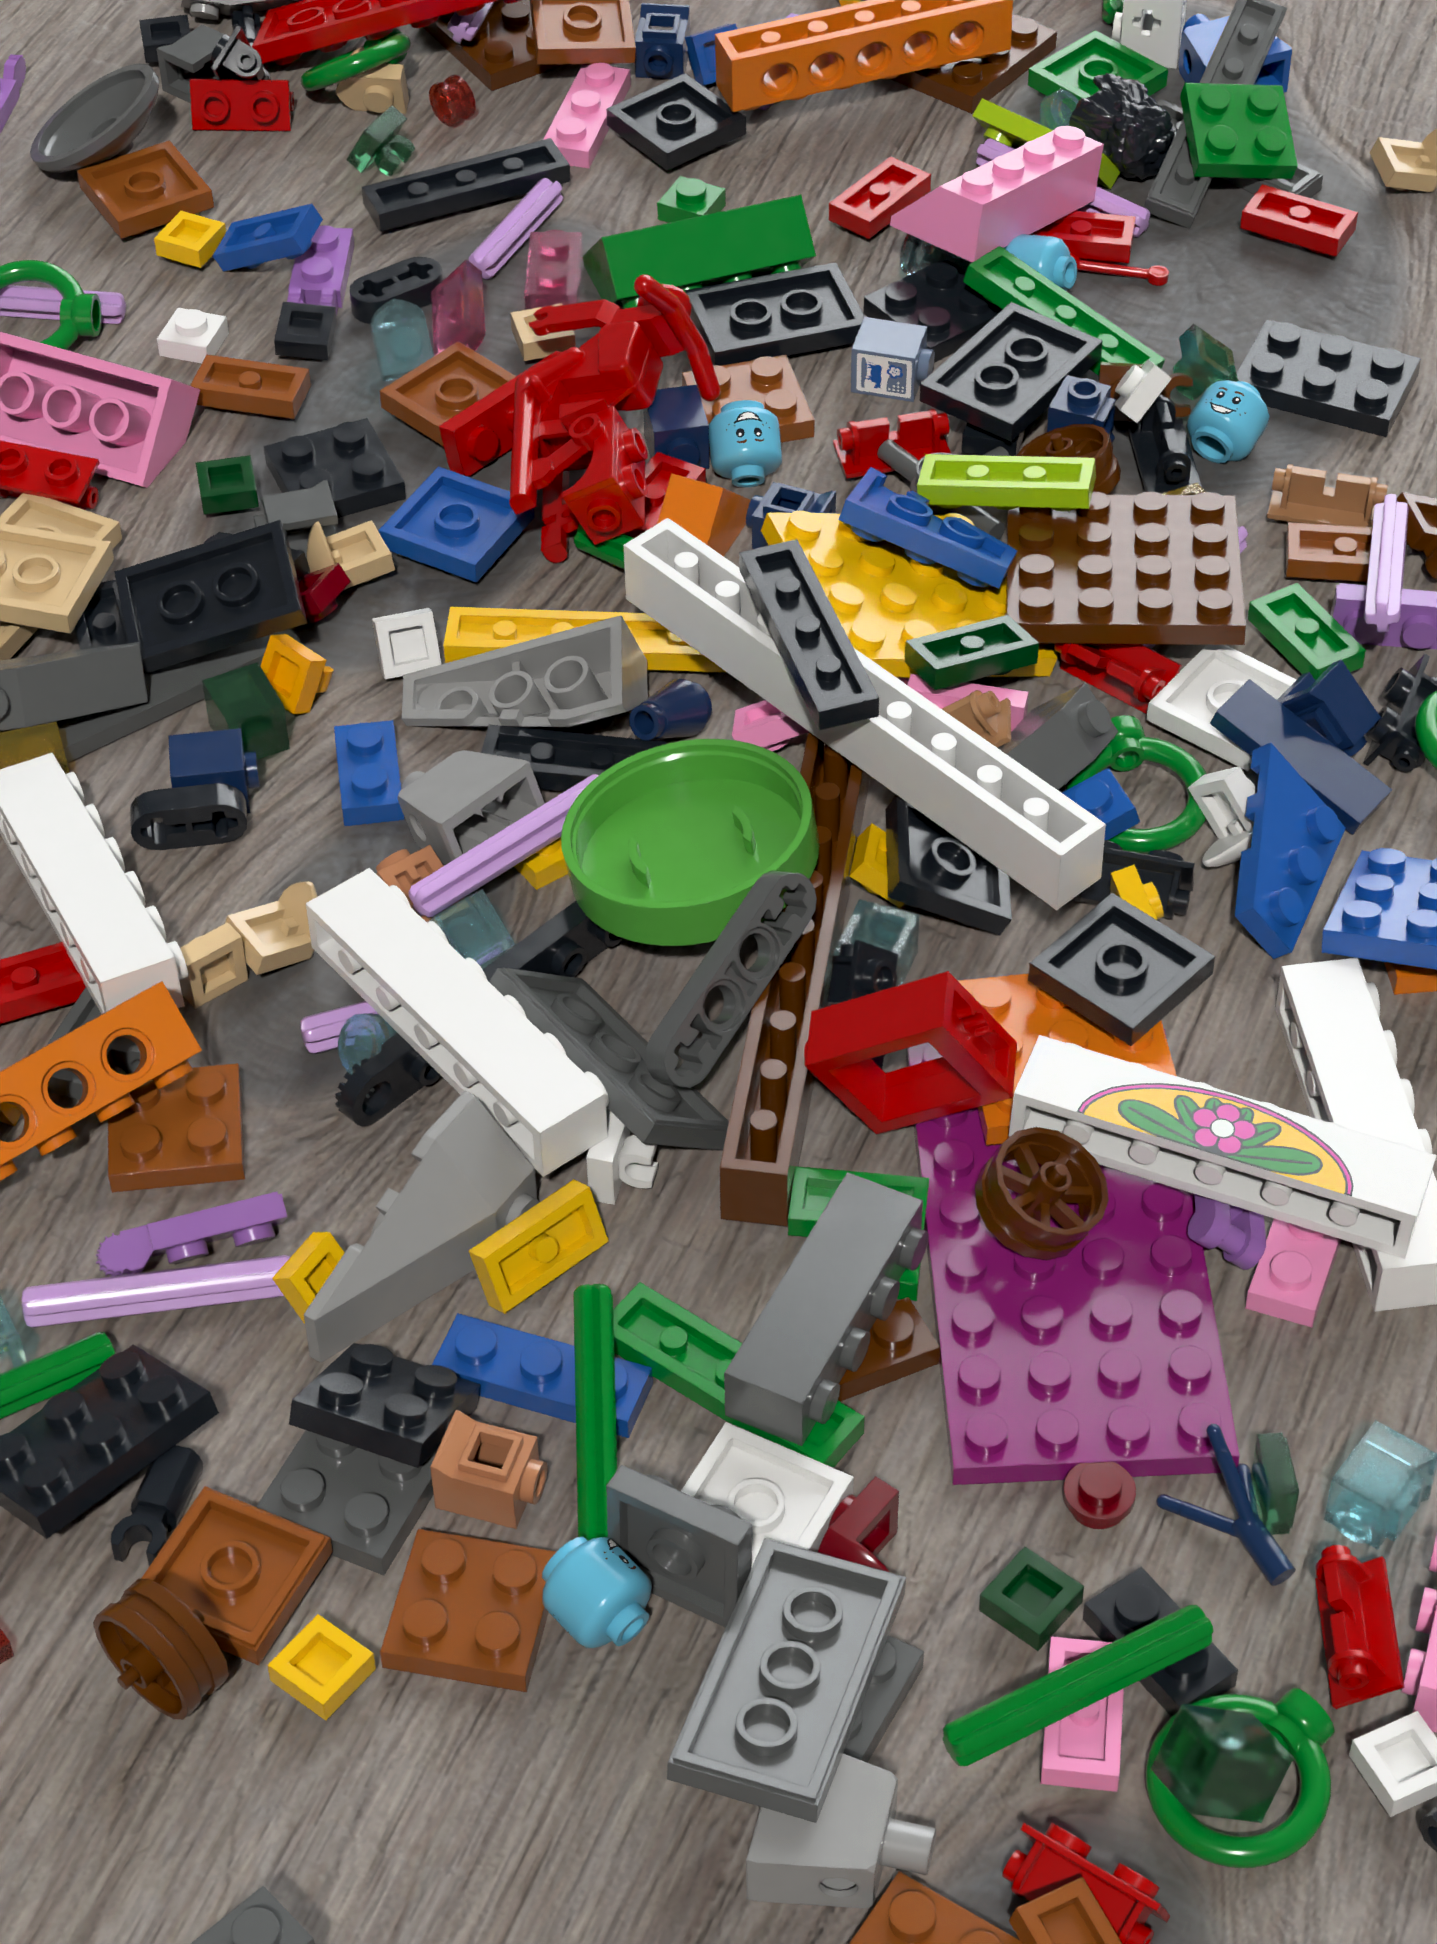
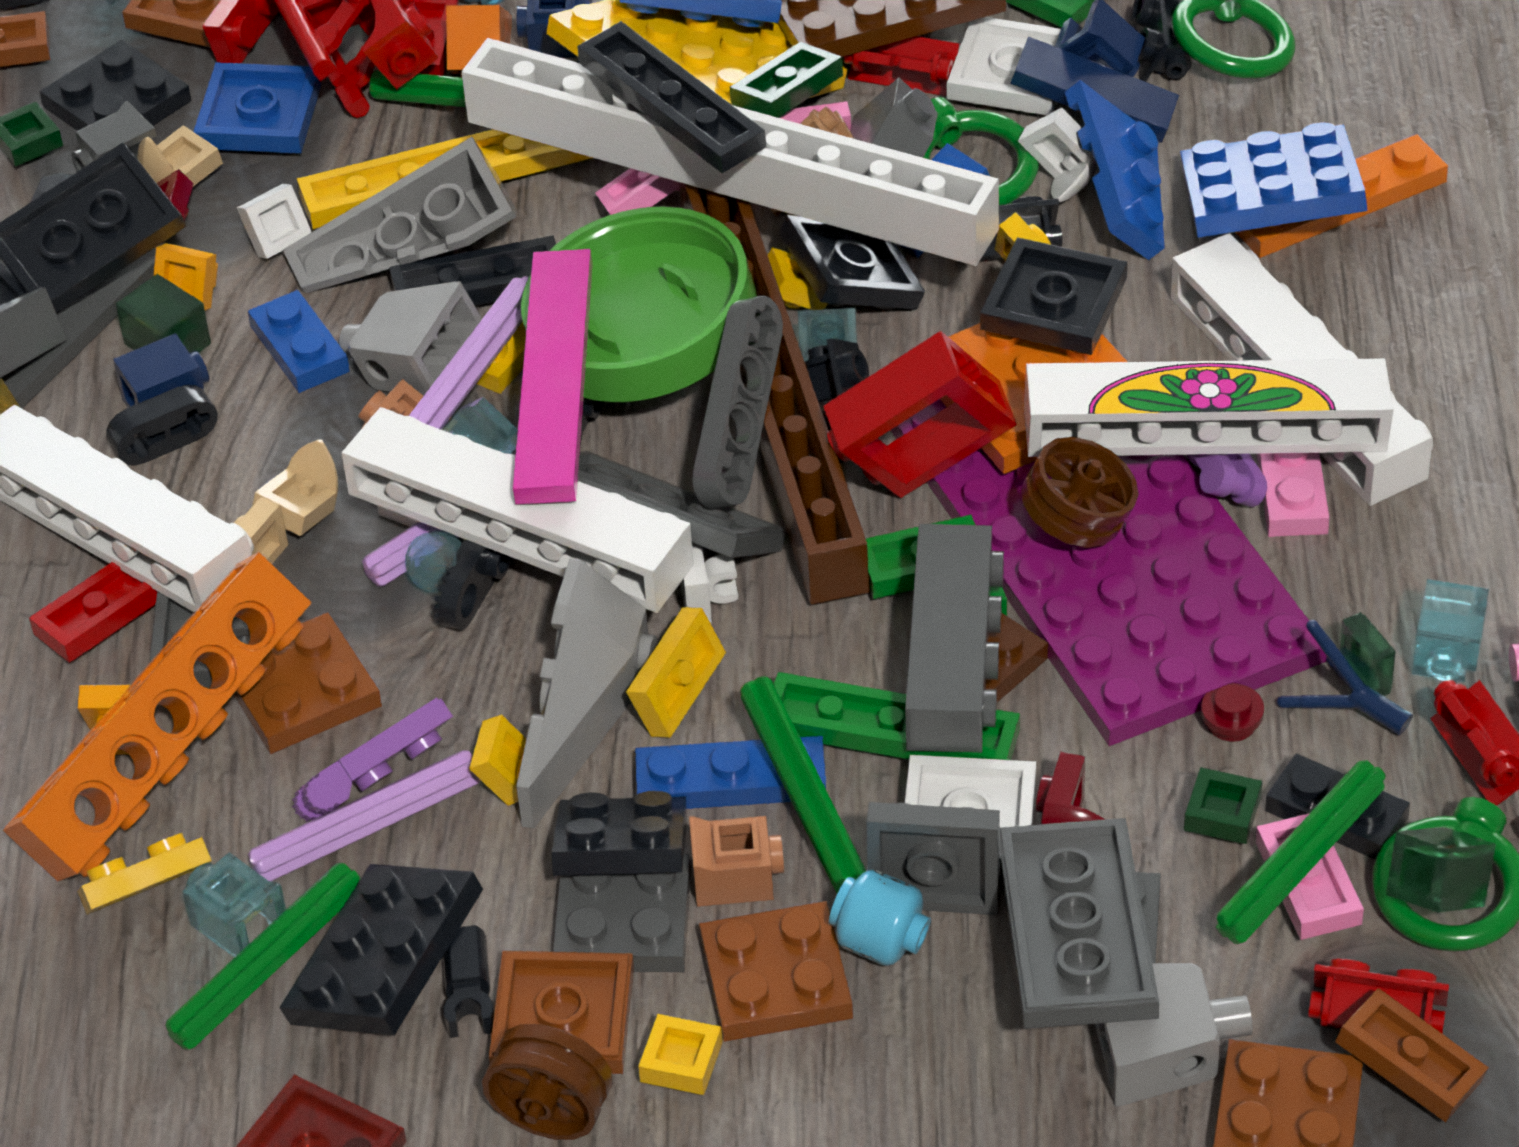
camera: 20 degrees left, 0 degrees up
(550, 893) = (553, 378): none -> dark pink tile
(672, 712) = (546, 208): dark blue cone -> none

